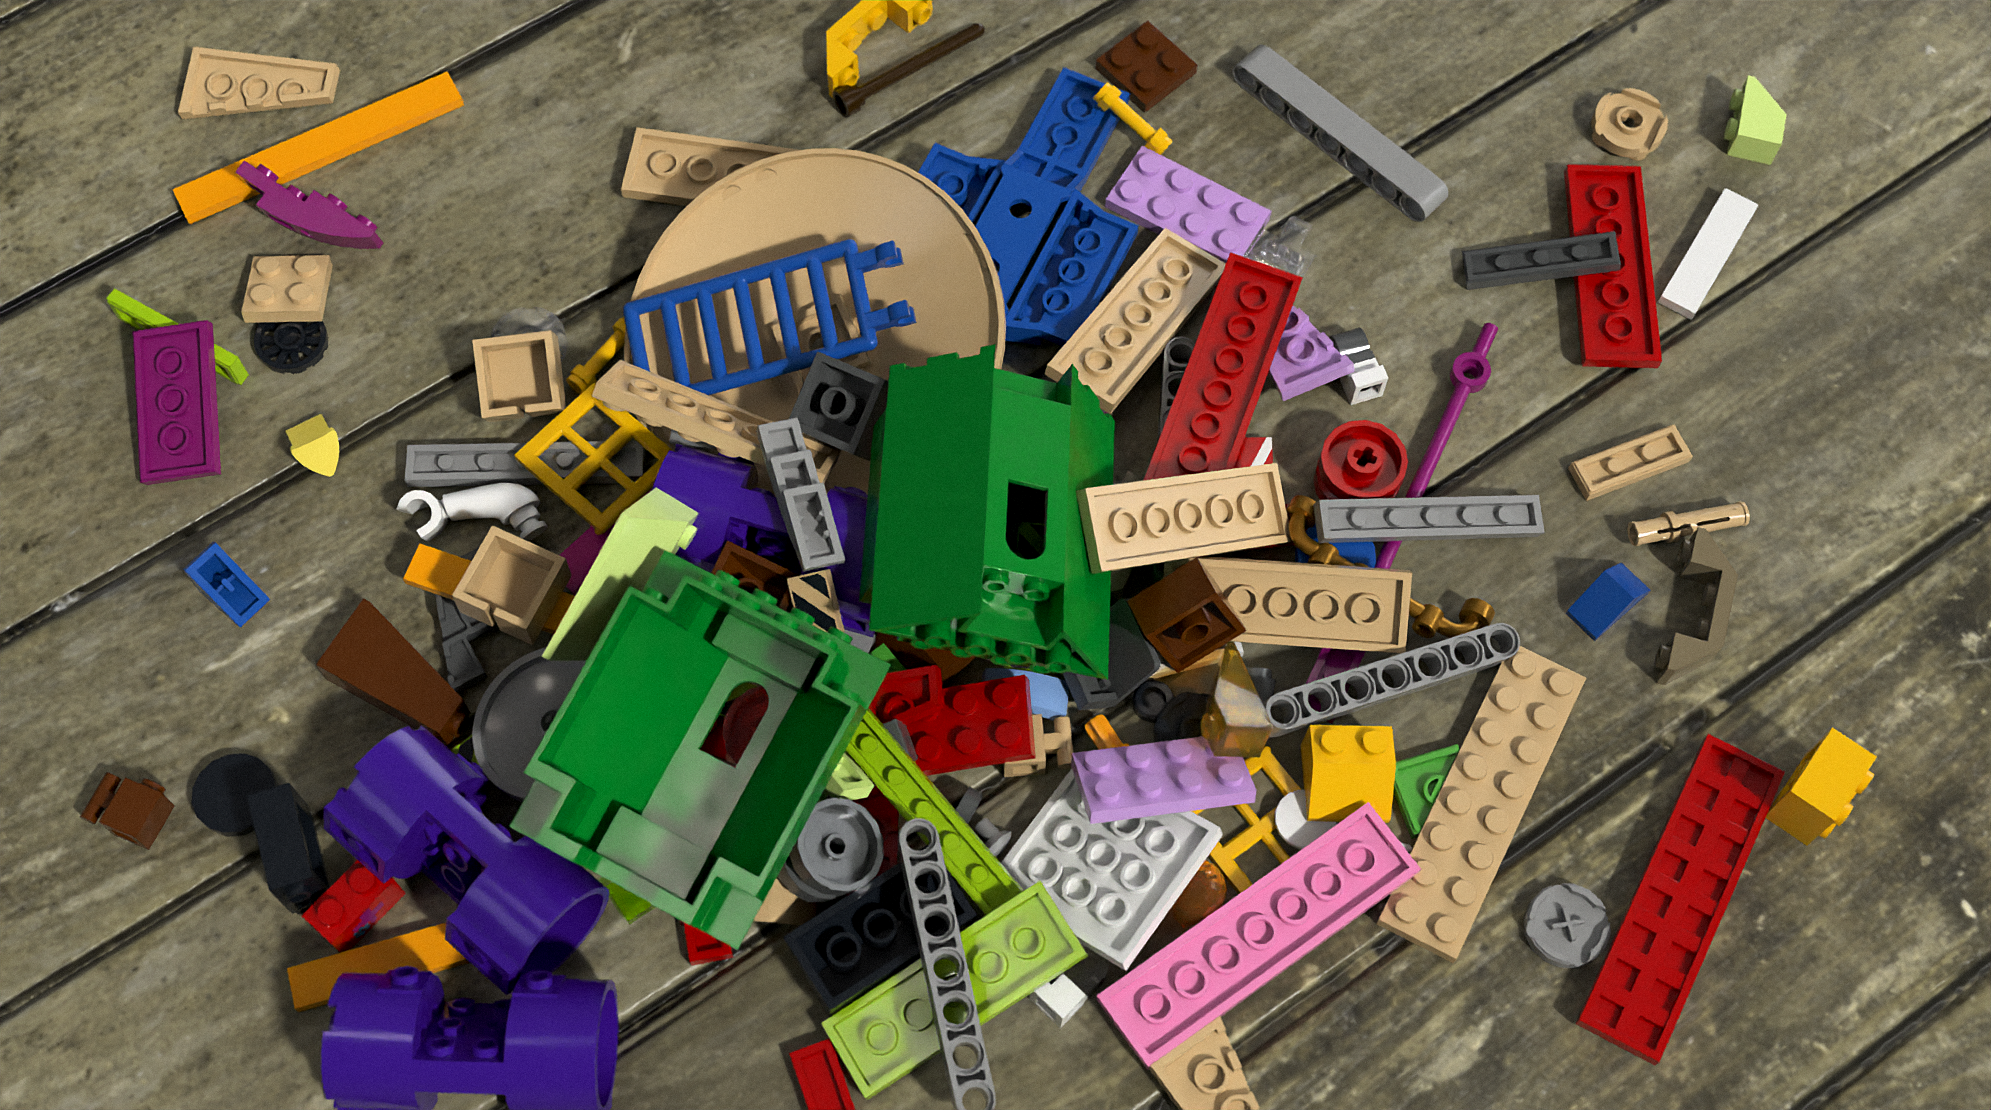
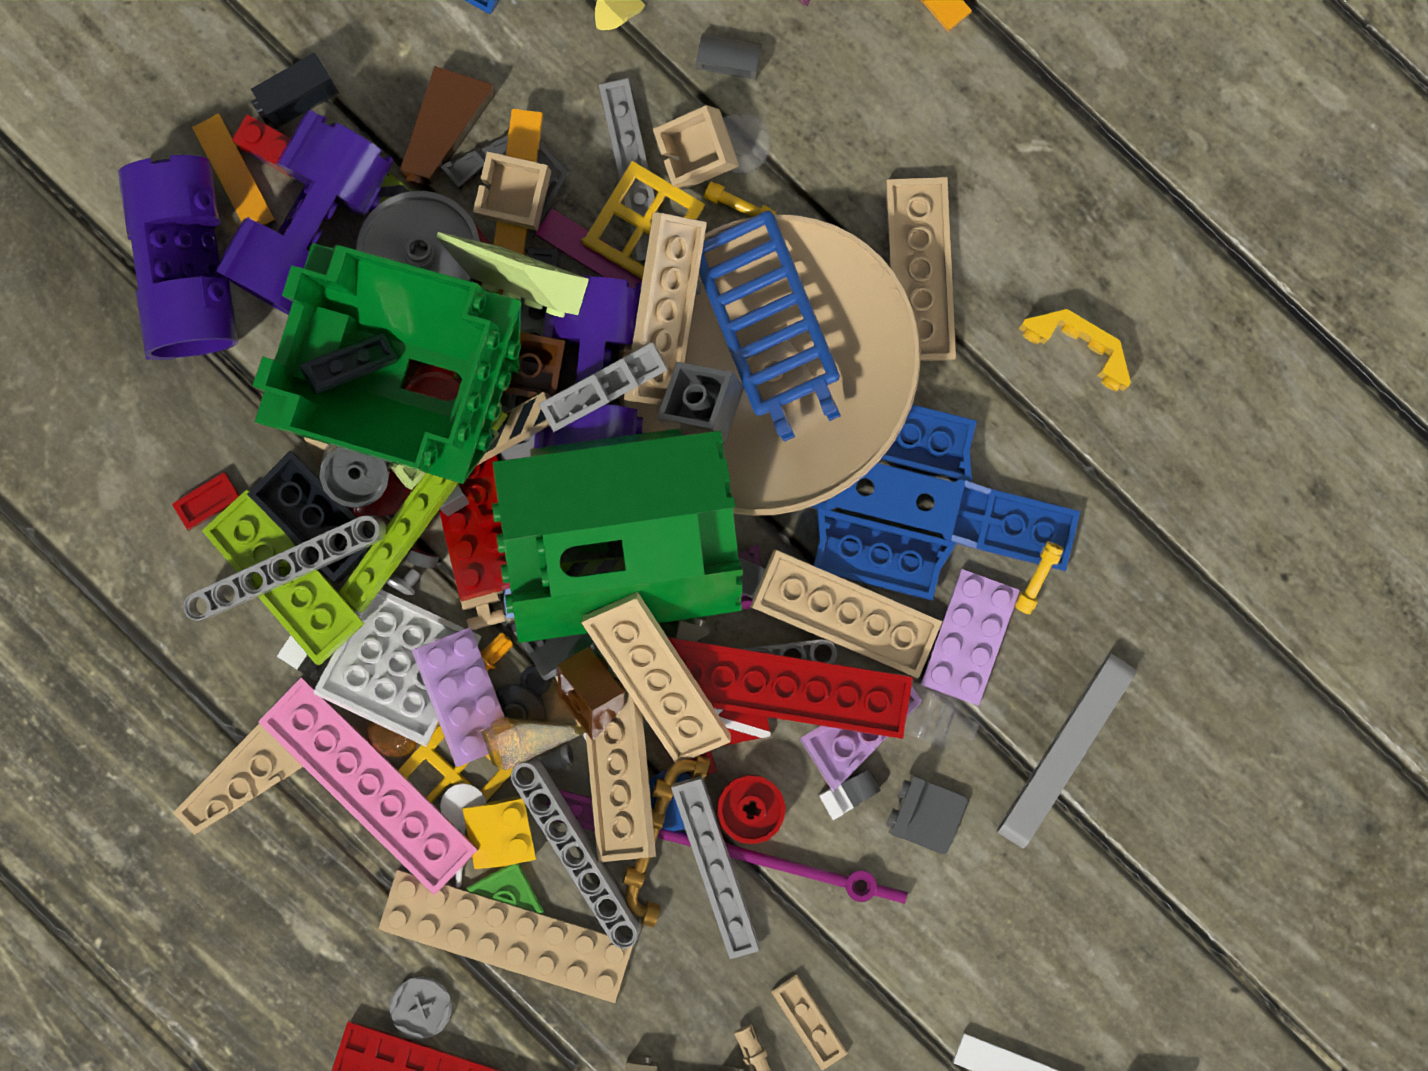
camera: 80 degrees right, 20 degrees up
(223, 789) = (336, 37): black tile -> none
(418, 332) = (728, 56): none -> dark grey brick
(503, 501) = (596, 161): white piece -> none
(687, 815) = (348, 363): none -> black tile
(851, 98) = (1016, 344): dark brown piece -> none
(1146, 66) = (1102, 580): reddish brown plate -> none
(1393, 287) = (926, 815): none -> dark grey bracket
(1541, 260) = (974, 931): dark grey tile -> none
(1607, 600) = (685, 1015): blue slope -> none
(1614, 307) = (985, 990): red plate -> none
(1623, 140) = (1144, 984): tan plate -> none

